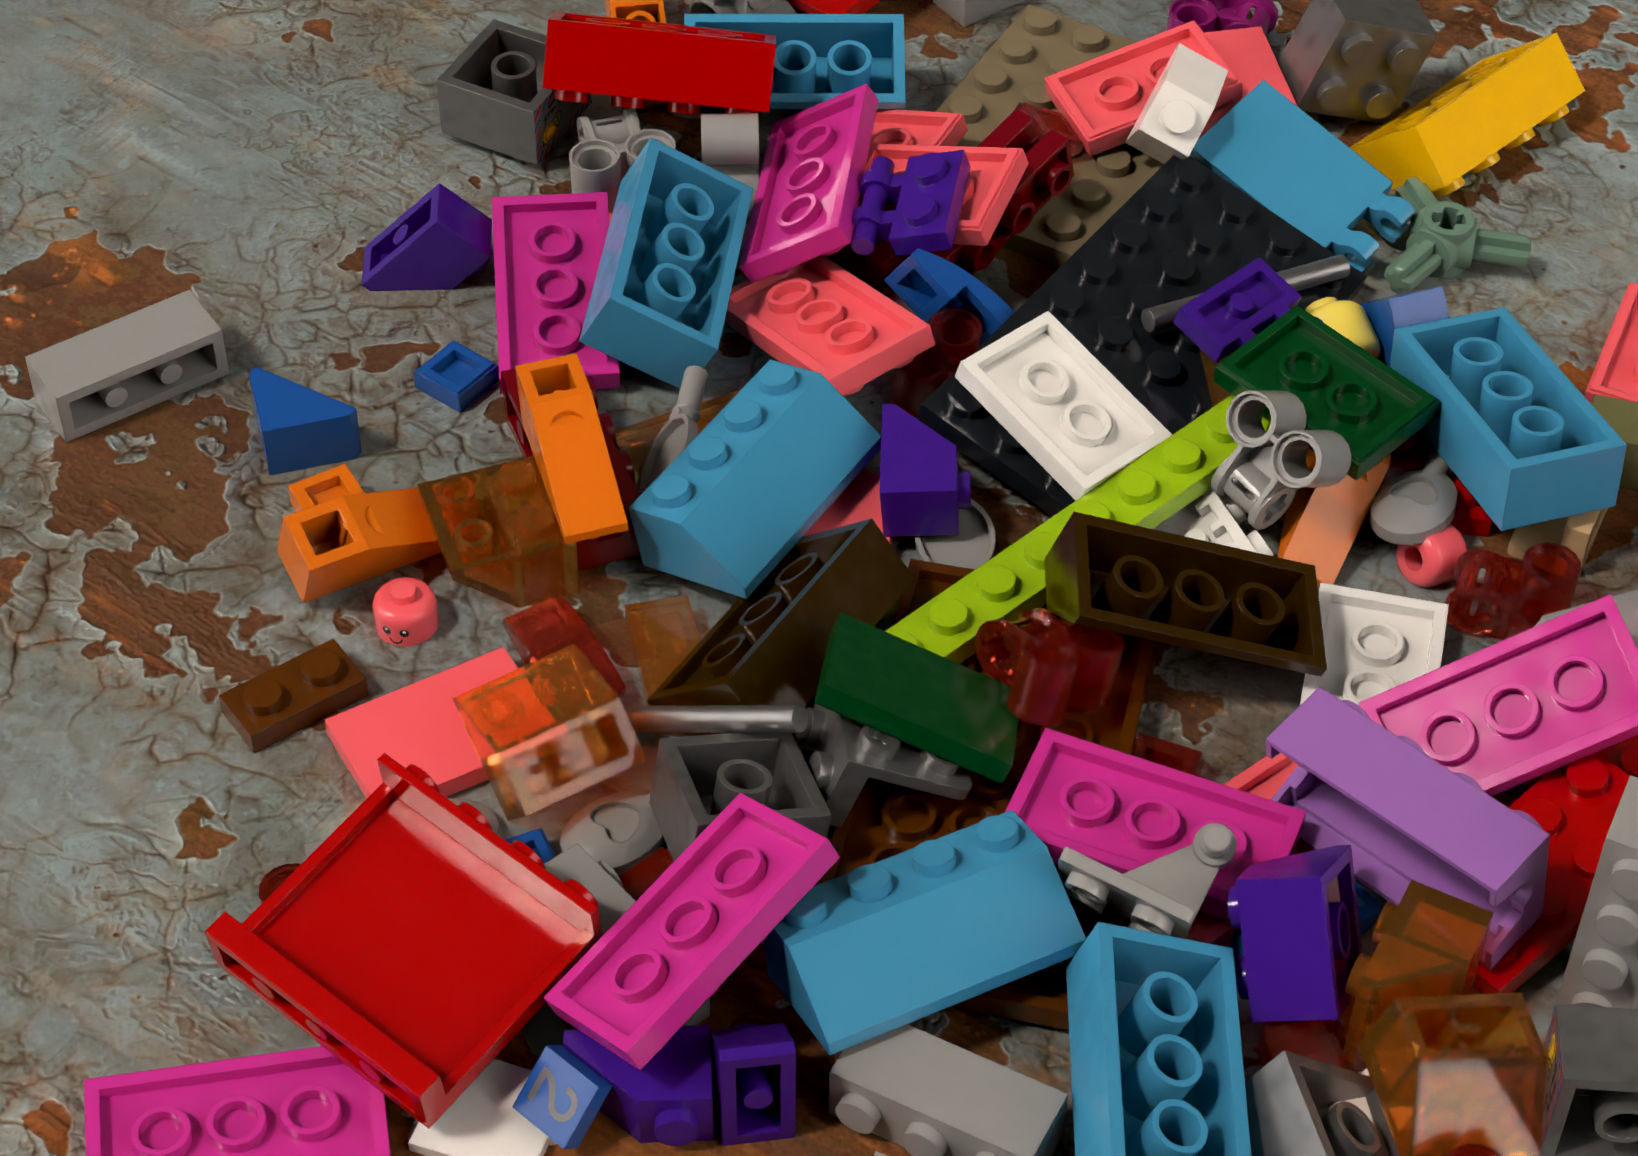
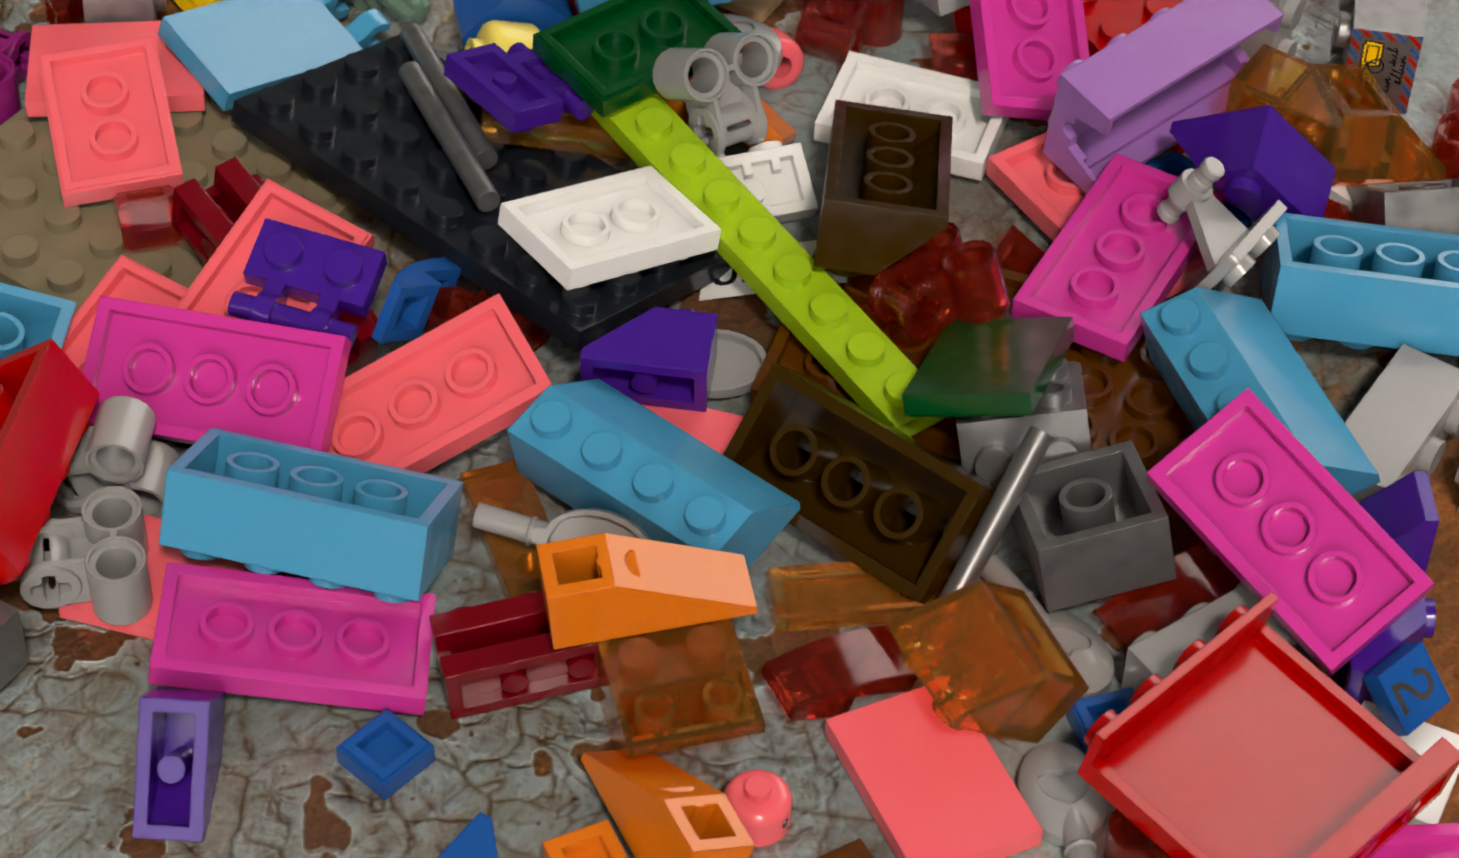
camera: 85 degrees left, 0 degrees up
(1135, 302) = (449, 137): none -> flat silver bar
(1178, 106) = (189, 82): white slope -> none

